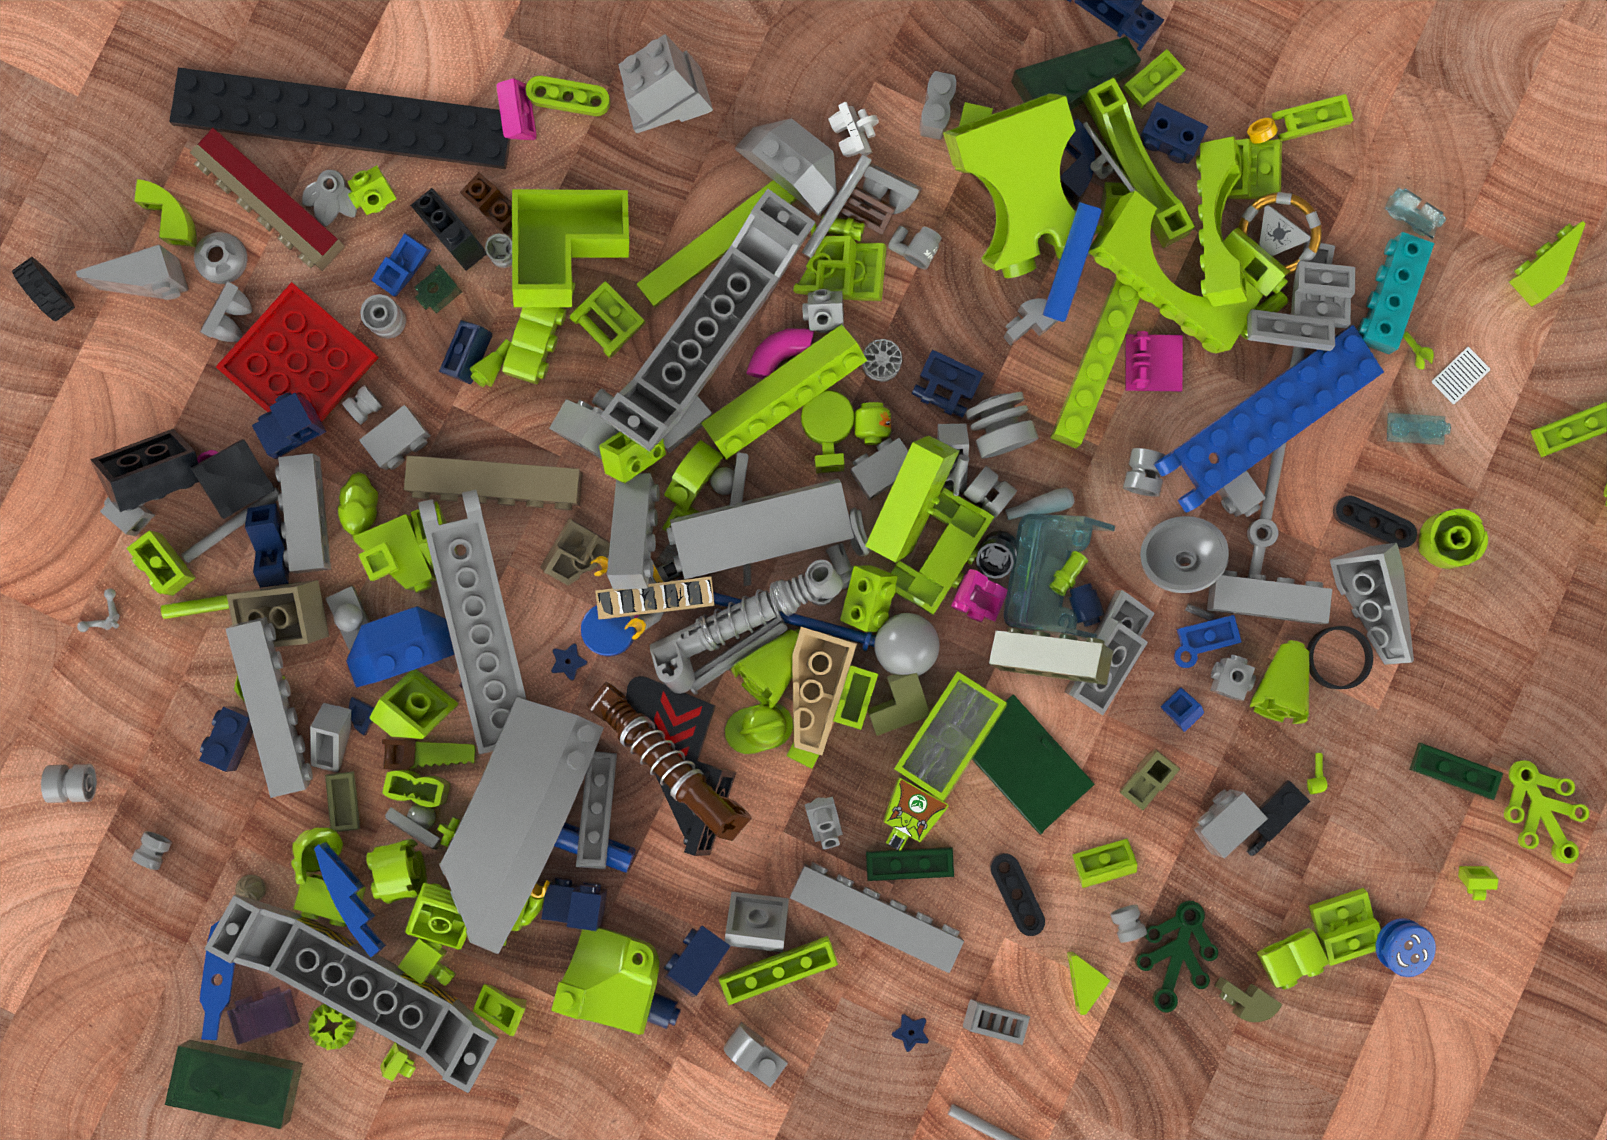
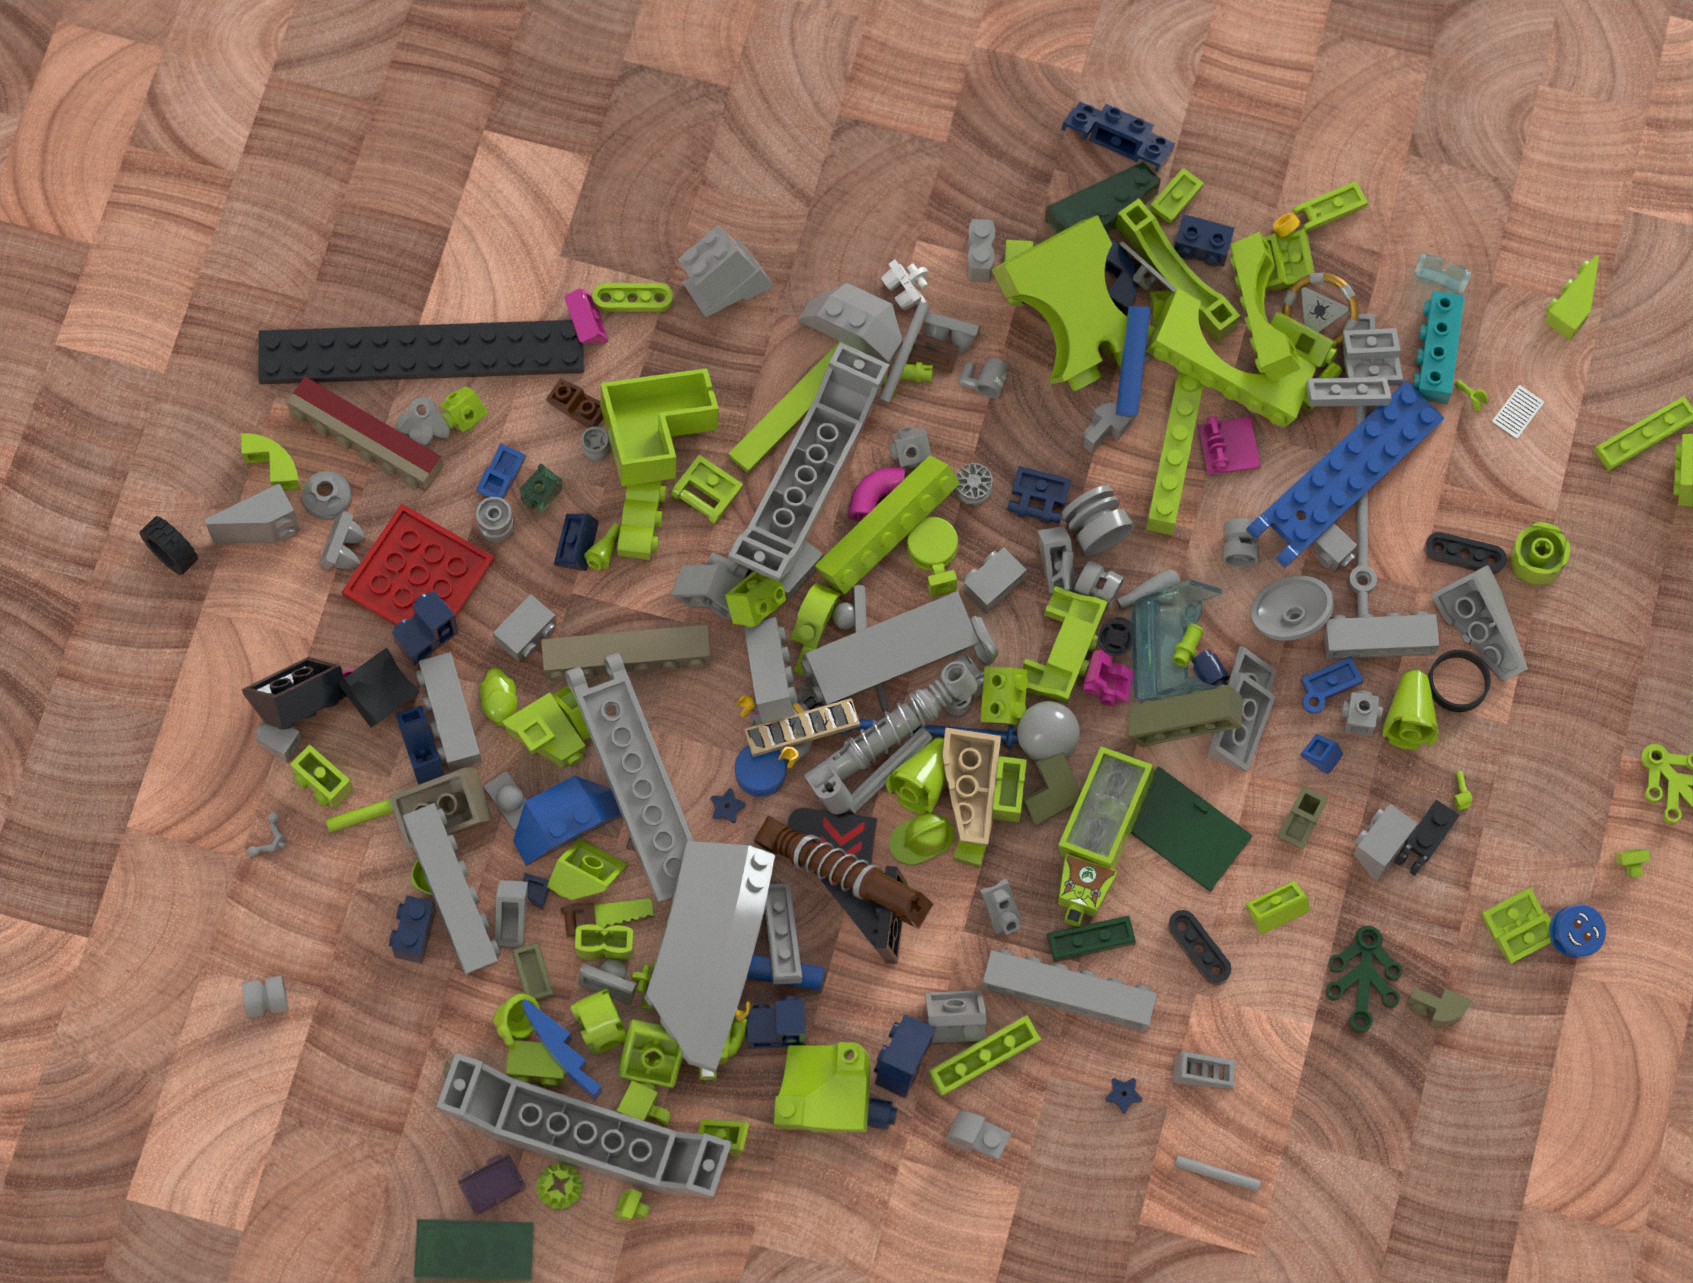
camera: 10 degrees left, 15 degrees down
(151, 850) = (355, 1047): light grey wheel -> none
(212, 996) = (441, 1140): blue piece -> none
(226, 528) = (377, 737): light grey bar -> none
(363, 404) = (488, 603): light grey wheel -> none
(449, 229) = (542, 433): black slope -> none
(574, 552) = (714, 706): dark tan slope -> none
(846, 267) = (923, 405): lime slope -> none
(872, 423) = (975, 540): lime head -> none
(912, 498) = (1027, 594): lime brick -> none
(1086, 983) = (1281, 1014): lime slope -> none
(1129, 926) = (1312, 957): light grey wheel -> none
(1198, 610) = (1309, 660): light grey leg -> none
(1293, 958) = (1474, 960): lime brick -> none
(1417, 428) = (1486, 464): clear light blue hinge -> none
(1456, 771) = (1591, 766): dark green tile -> none

